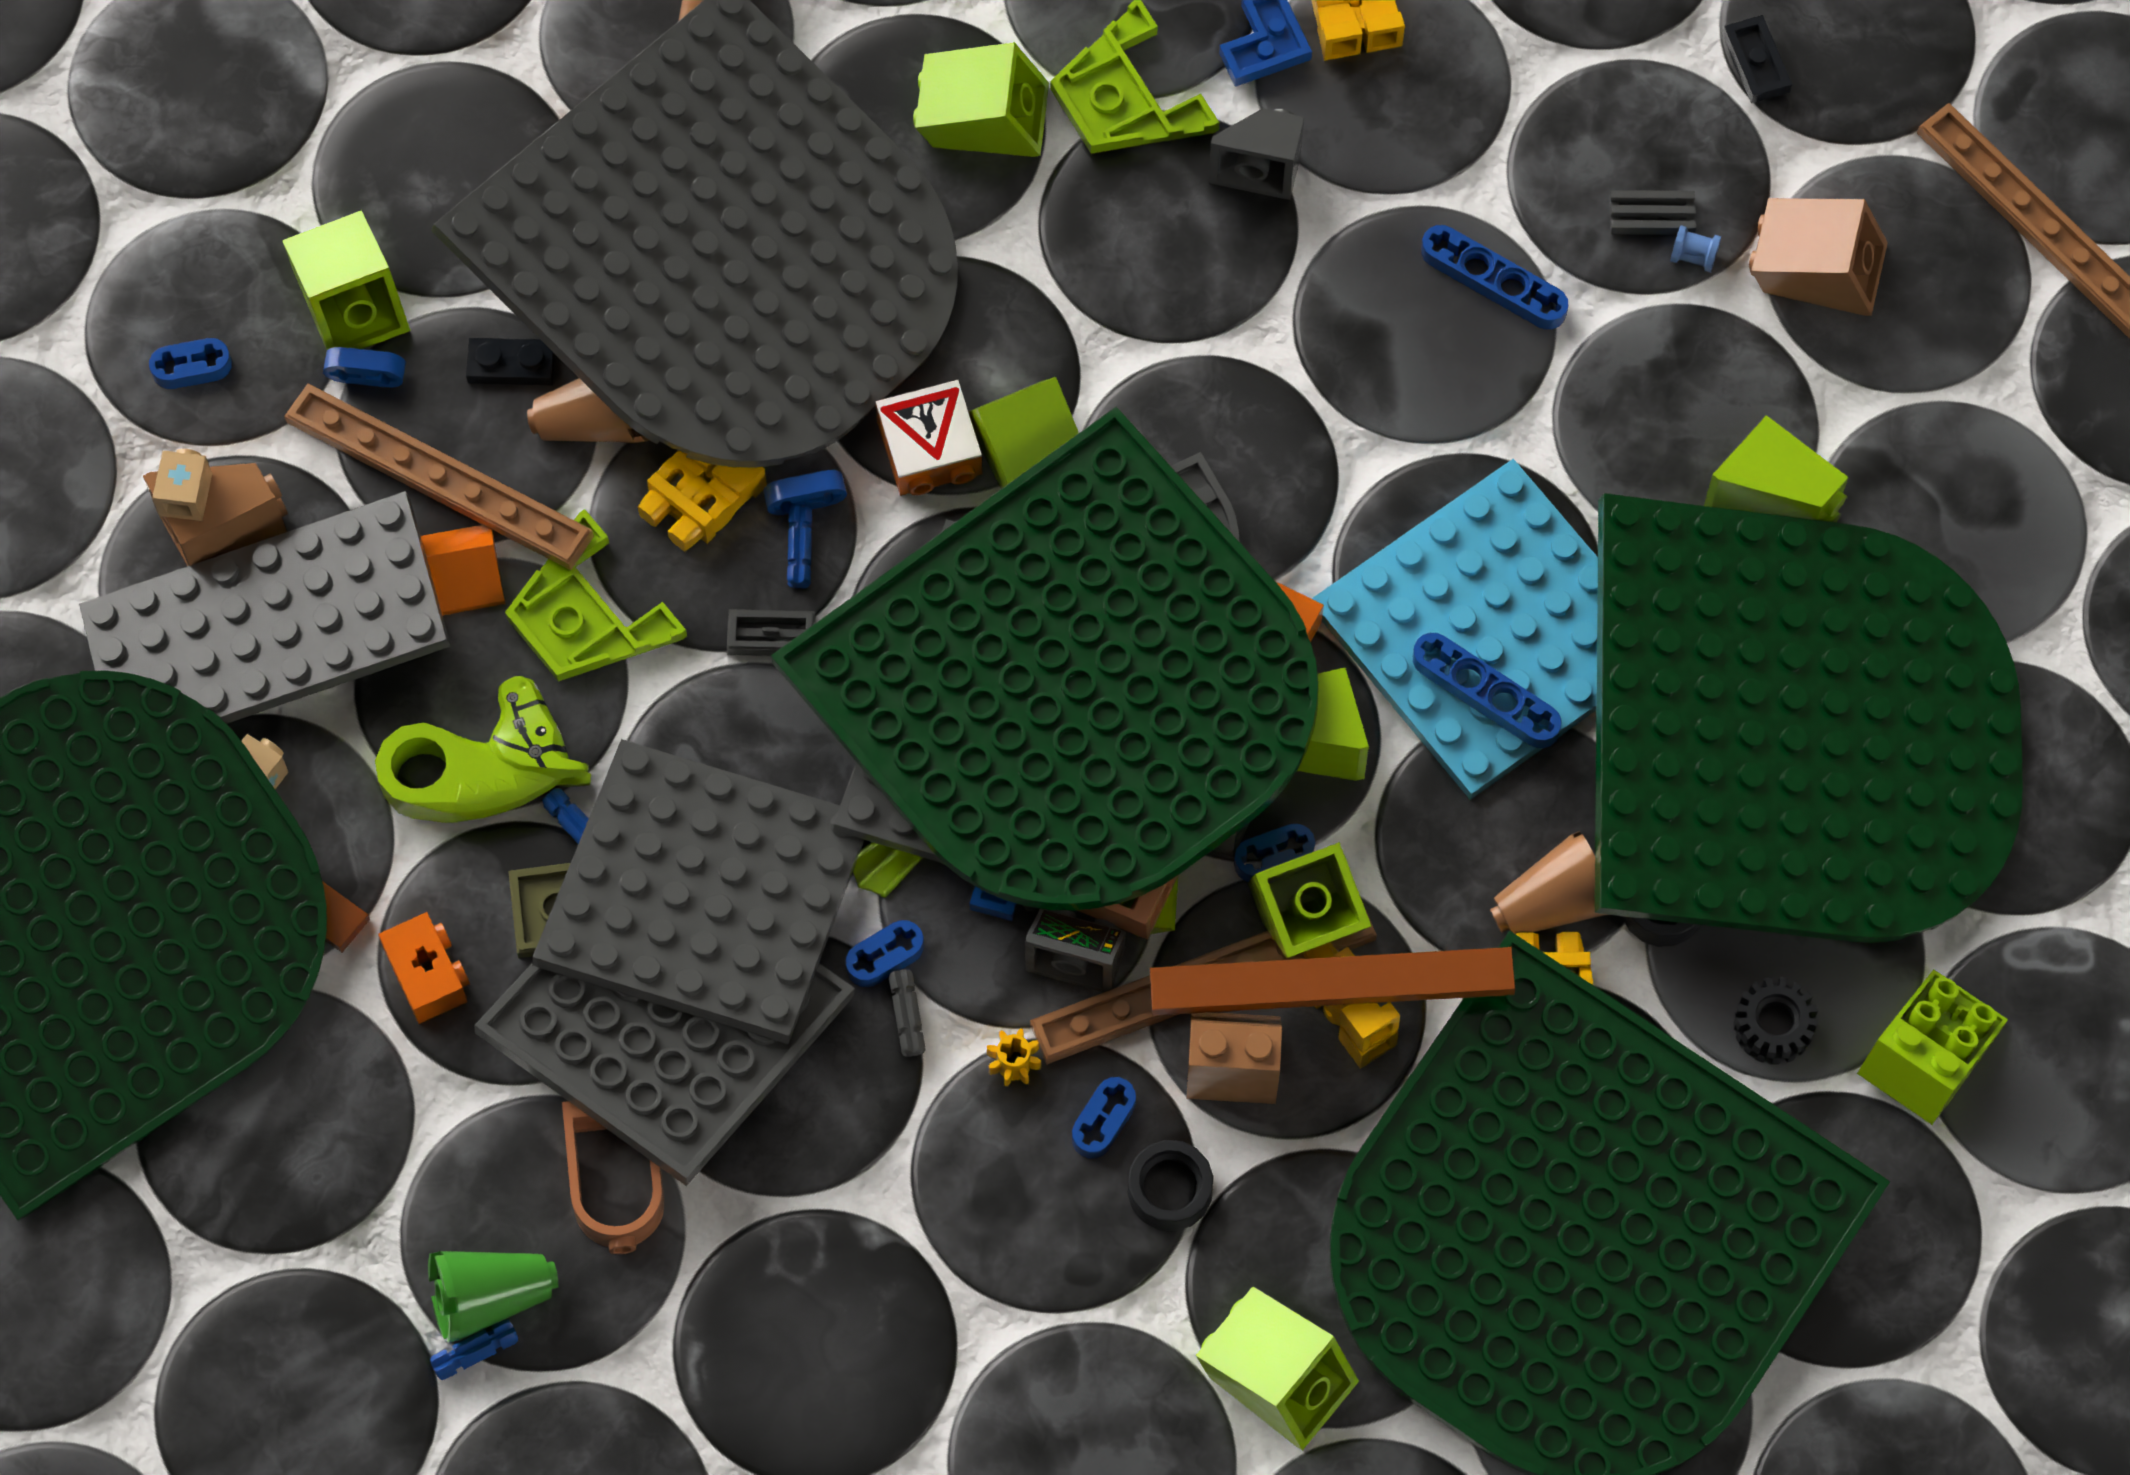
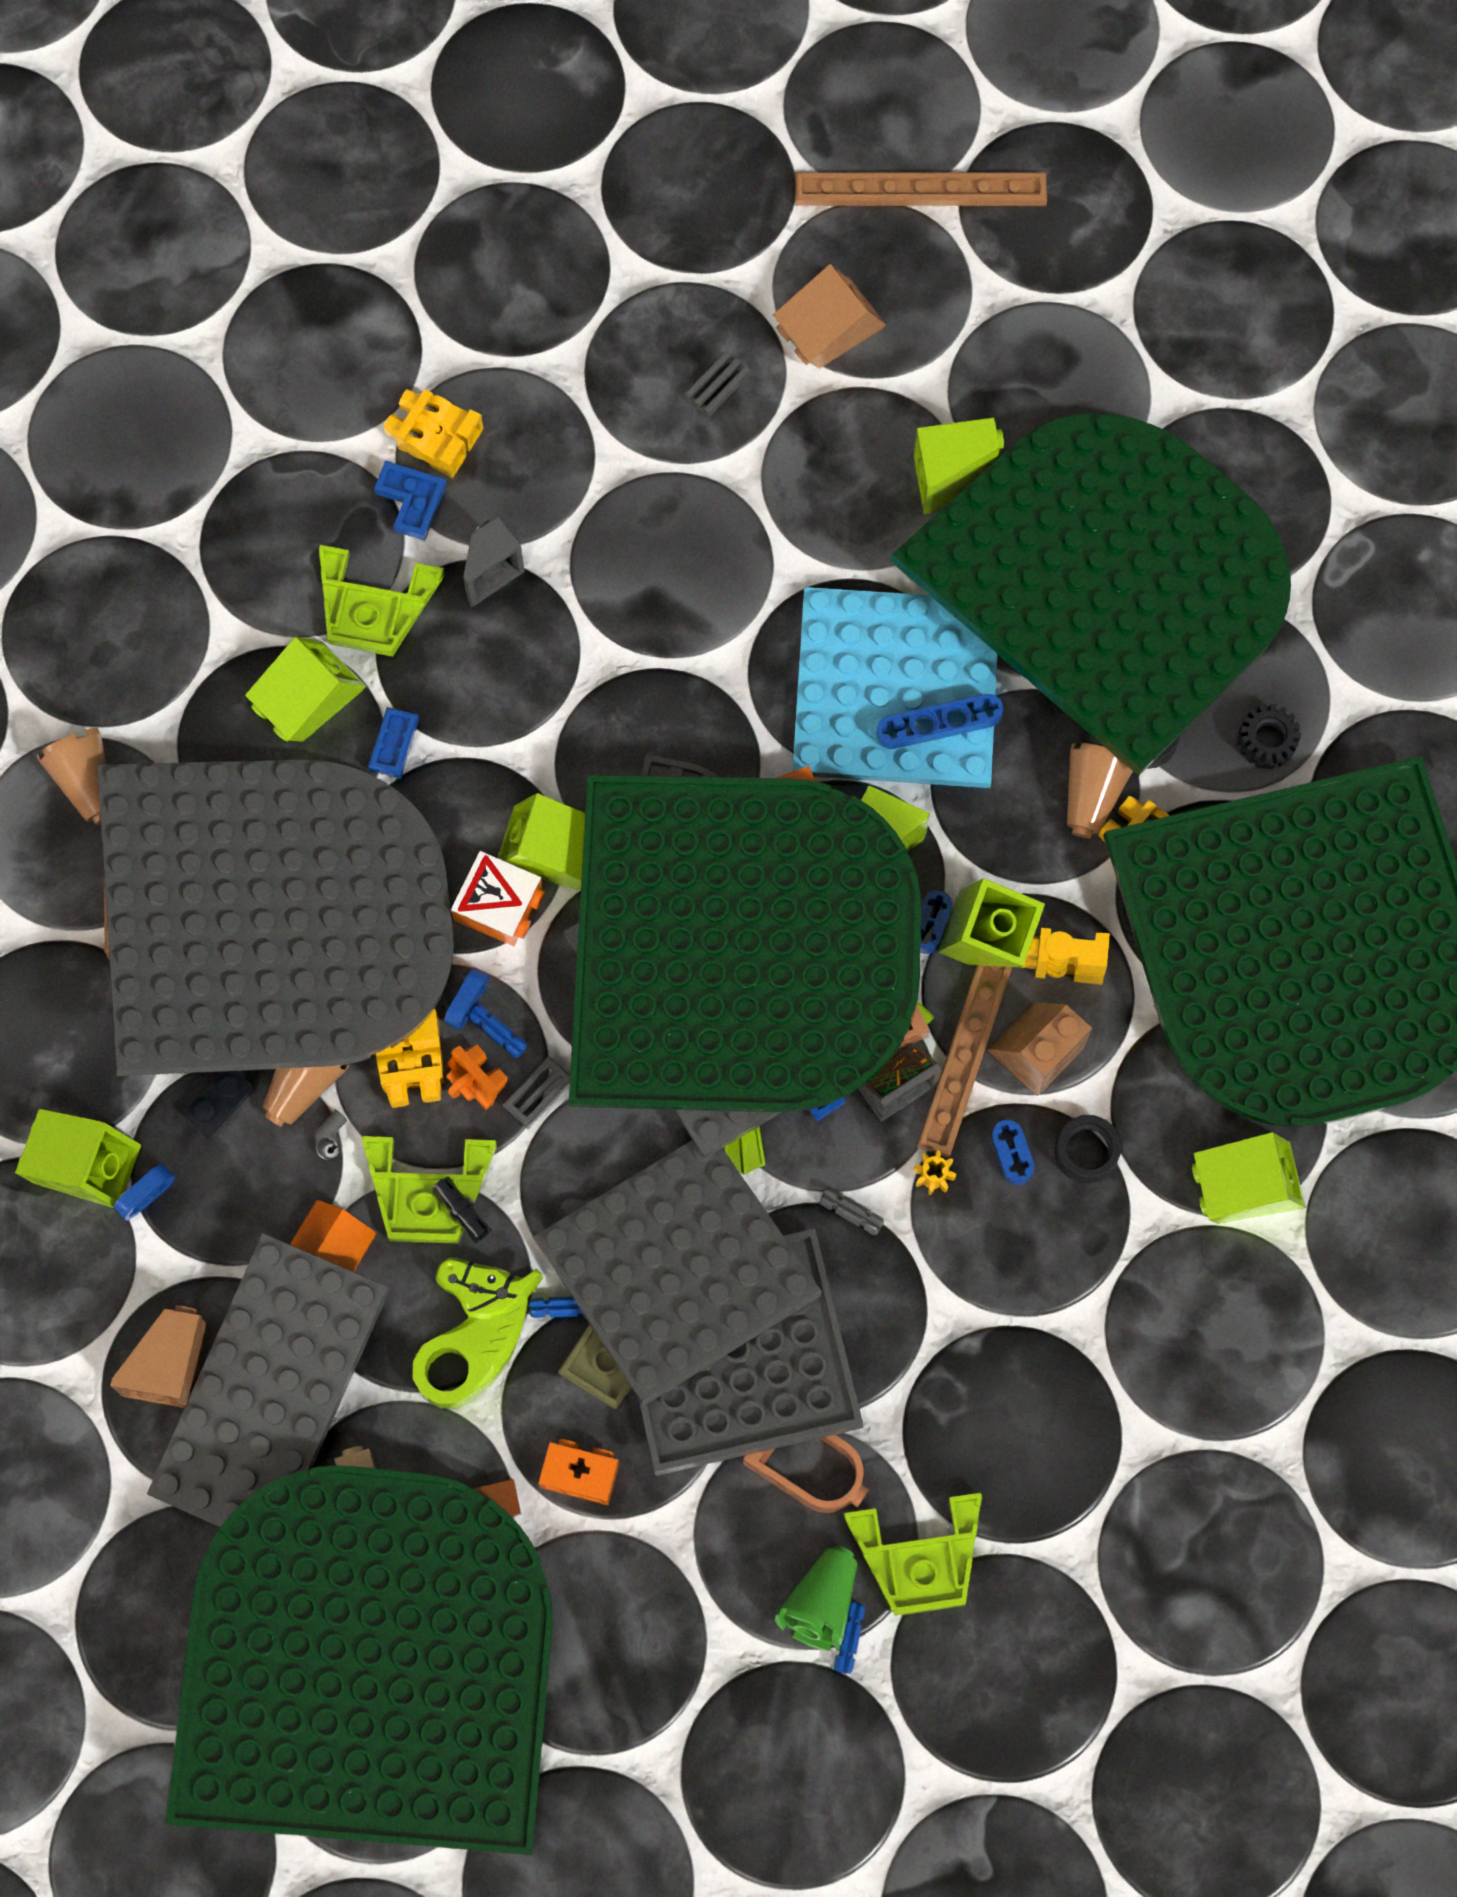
camera: 50 degrees left, 5 degrees up
(182, 484) = (143, 1364): tan brick -> none
(190, 363) = (48, 1300): blue beam -> none
(439, 476) = (259, 1206): medium nougat tile -> none
(560, 480) = (326, 1137): none -> dark grey arm
(586, 650) = (461, 1209): none -> black pin
(598, 1367) = (921, 1572): none -> lime wing
(736, 544) = (470, 1079): none -> orange hips
(878, 945) = (810, 1194): blue beam -> none
(1002, 223) = (393, 742): none -> blue plate
(1332, 981) = (1057, 954): dark orange tile -> none
(1490, 282) = (681, 506): blue beam -> none
(1695, 248) = (763, 380): medium blue bush -> none
(1757, 59) = (675, 247): black plate -> none
(1932, 1046) = (1355, 667): lime slope -> none

